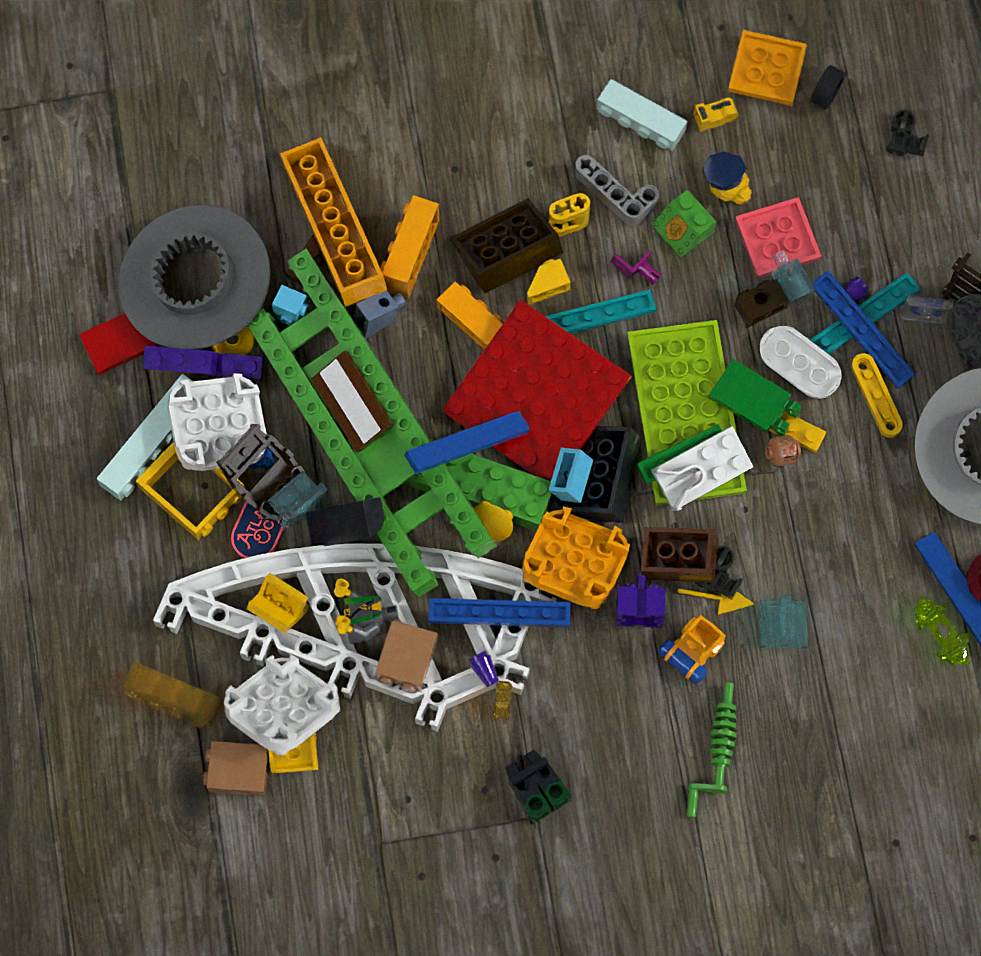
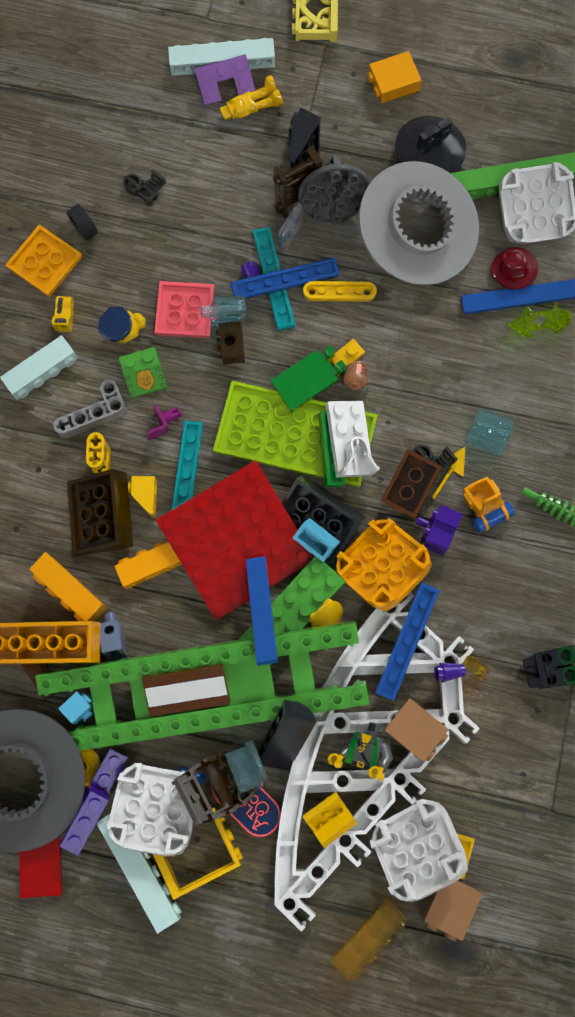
camera: 65 degrees left, 5 degrees up
(800, 362) = (290, 334): white tile -> none

